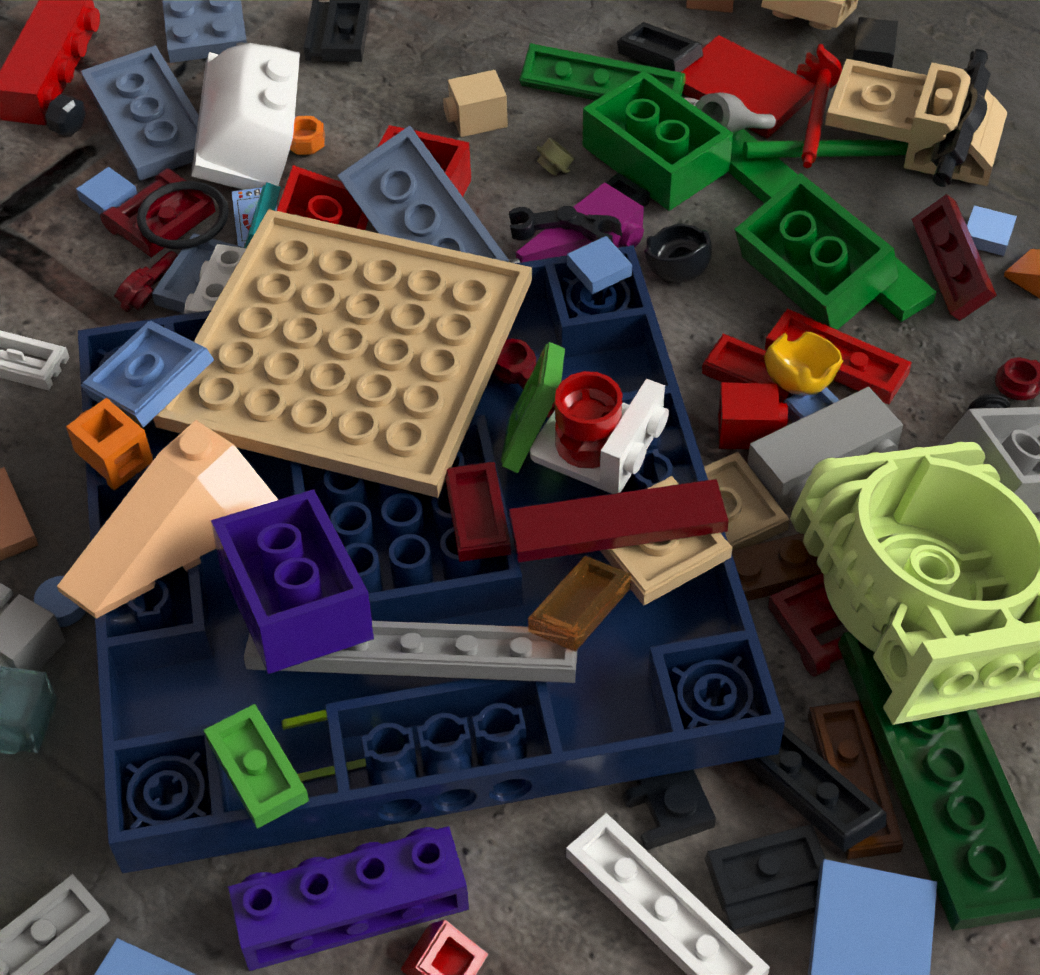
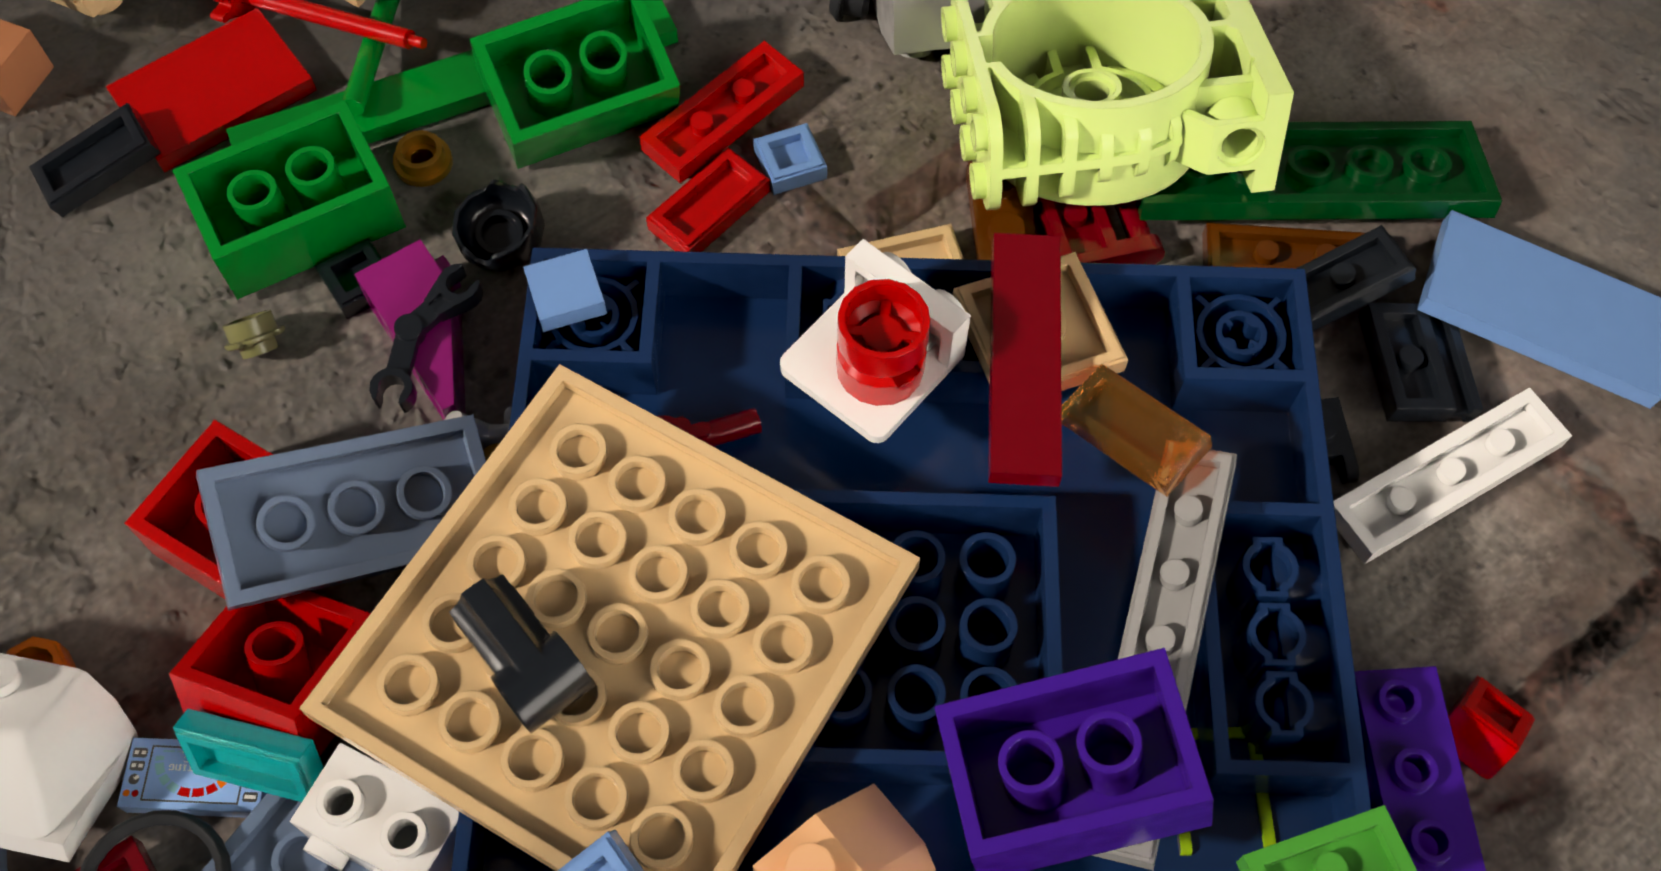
camera: 80 degrees left, 10 degrees up
(307, 294) = (529, 665): none -> black piece
(476, 103) = (94, 409): tan brick -> none
(477, 512) = (953, 524): dark red tile -> none
(532, 407) = (802, 416): bright green tile -> none
(585, 74) = (110, 252): green tile -> none
(726, 202) = (421, 147): none -> pearl gold plate
(731, 112) = (285, 100): light grey piece -> none
(748, 413) = (793, 215): red brick -> none
(803, 364) = (750, 135): yellow hair -> none
(841, 430) = (866, 156): light grey brick -> none

